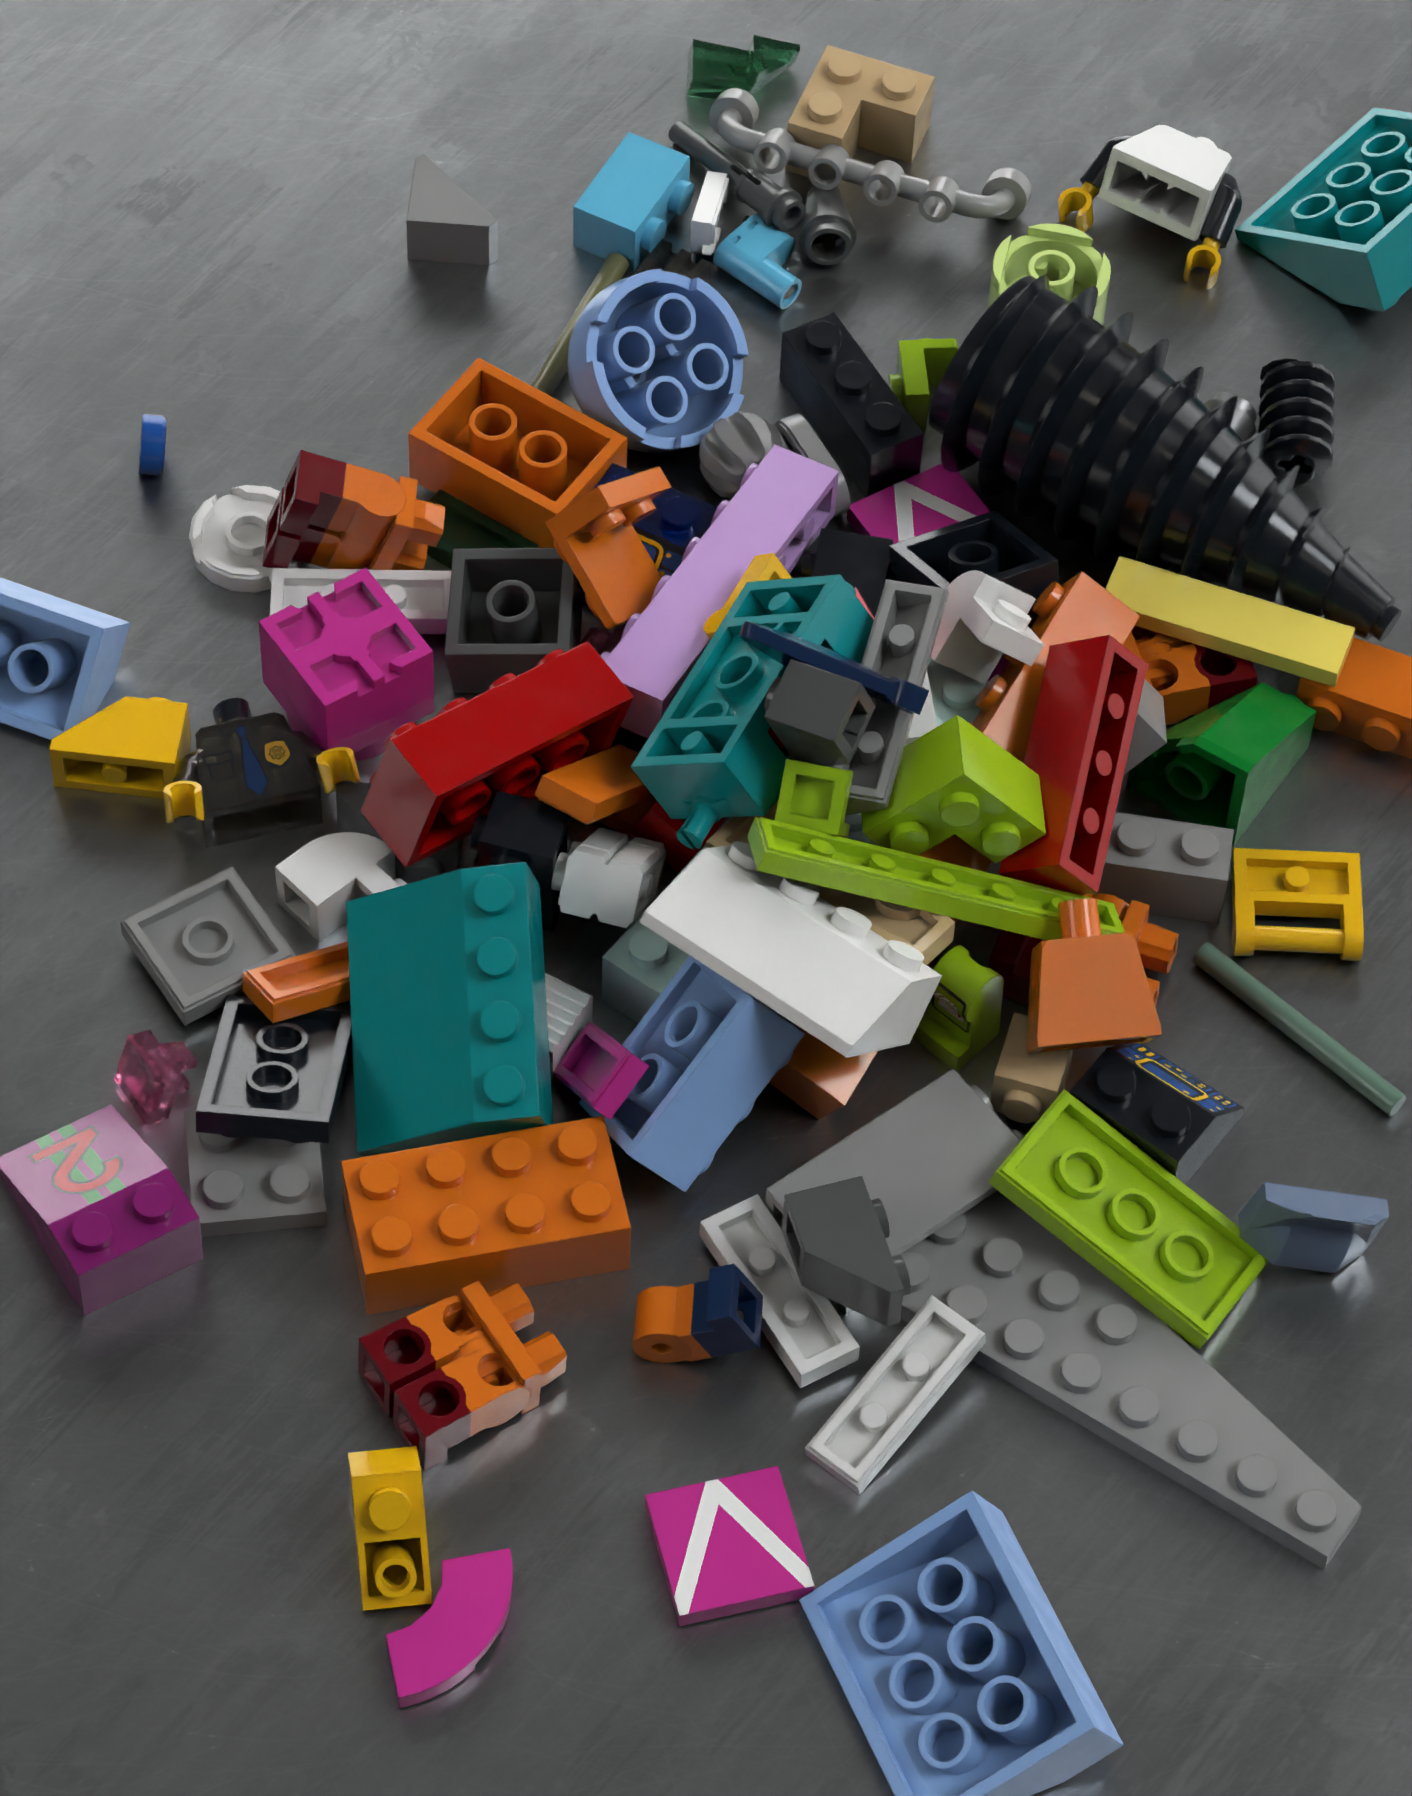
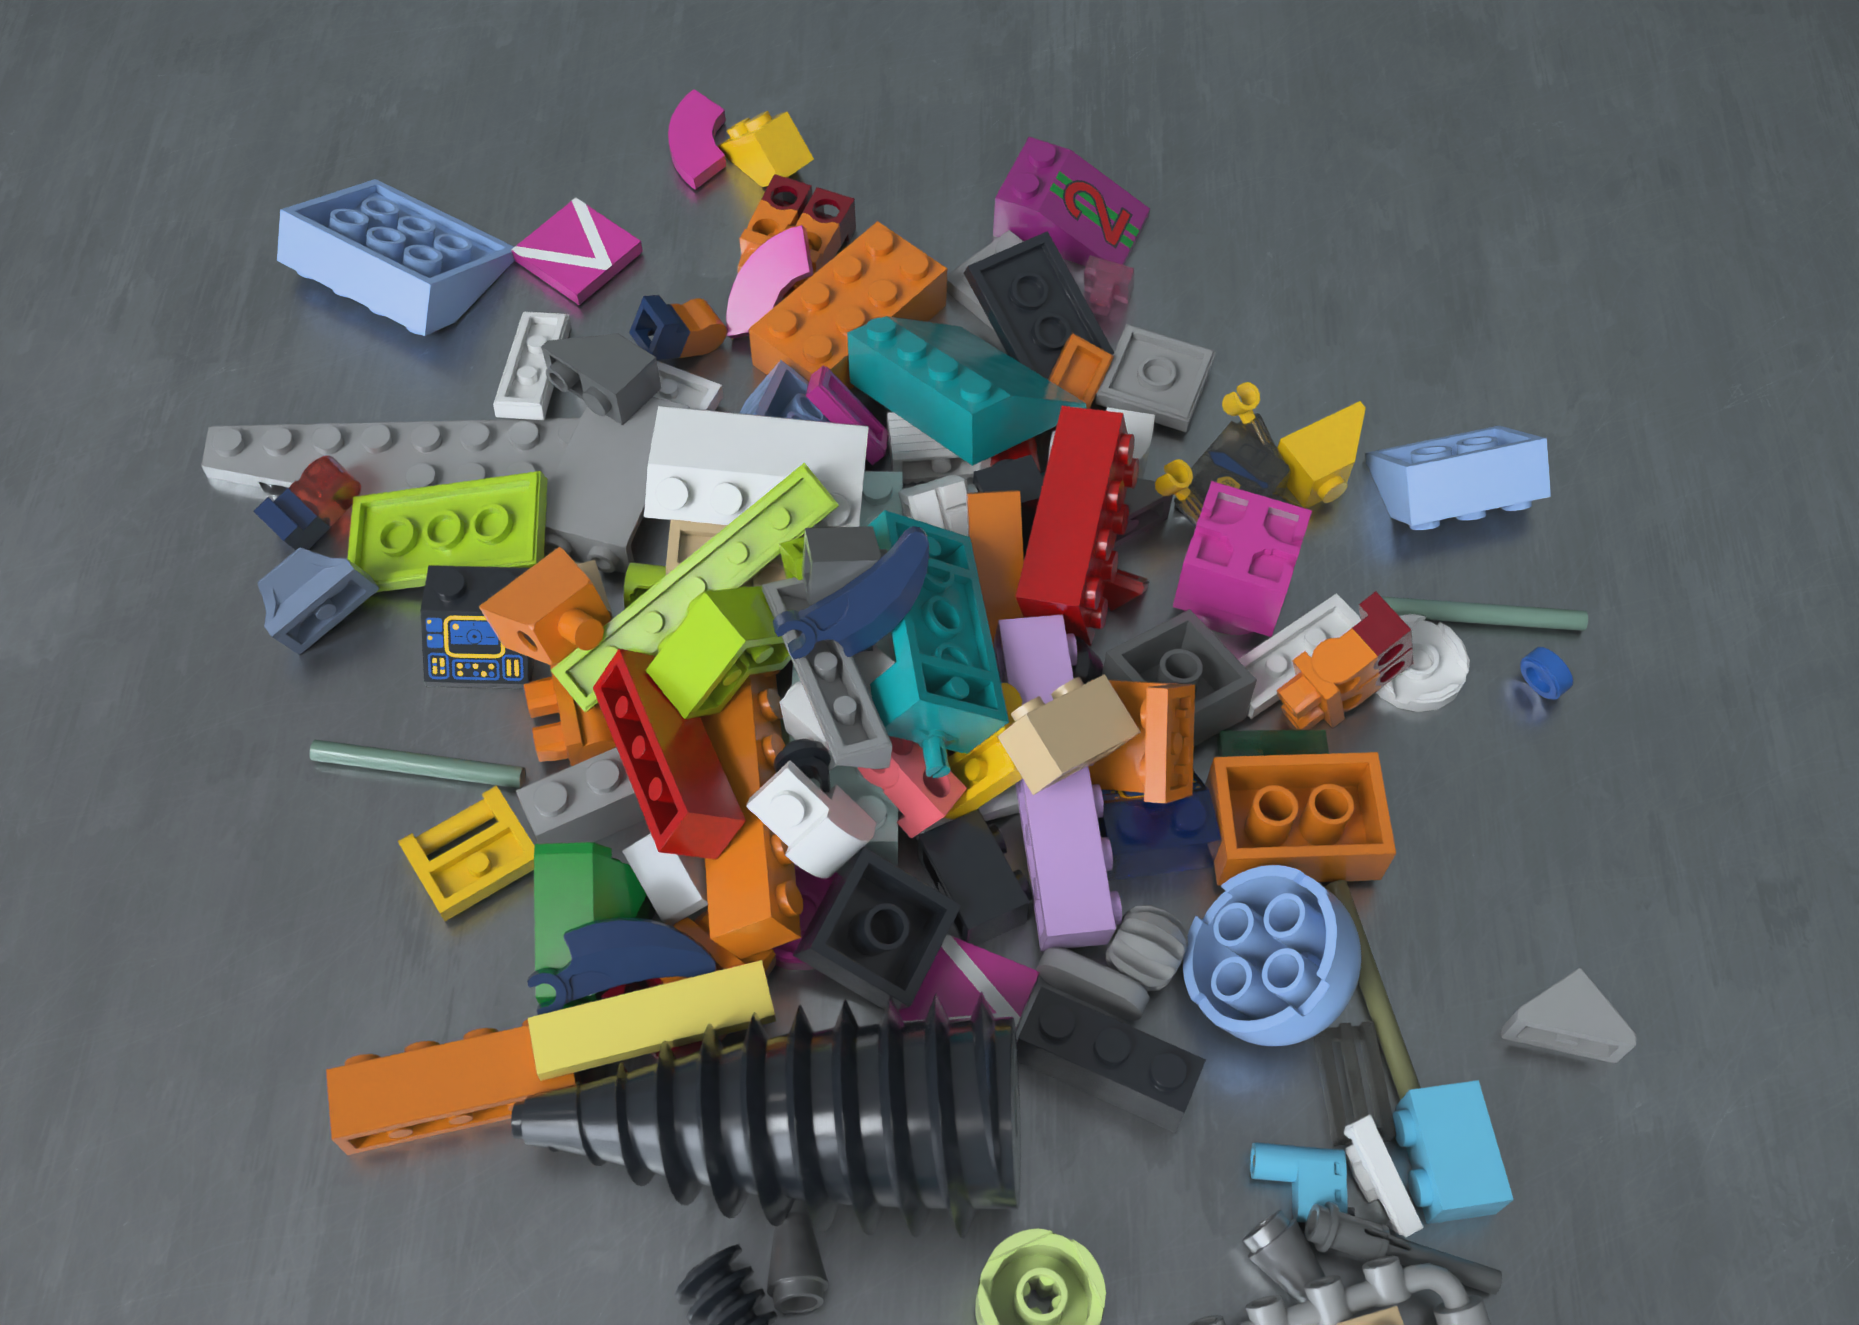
camera: 145 degrees right, 5 degrees up
(139, 538) = (1491, 613): none -> sand green bar
(562, 1300) = (767, 278): none -> tile
(700, 545) = (1068, 732): none -> tan brick
(918, 367) = (1081, 1122): lime bracket -> none
(953, 691) = (809, 757): none -> black plate
(1230, 674) = (618, 954): none -> dark blue piece
(1265, 1353) = (311, 503): none -> leg

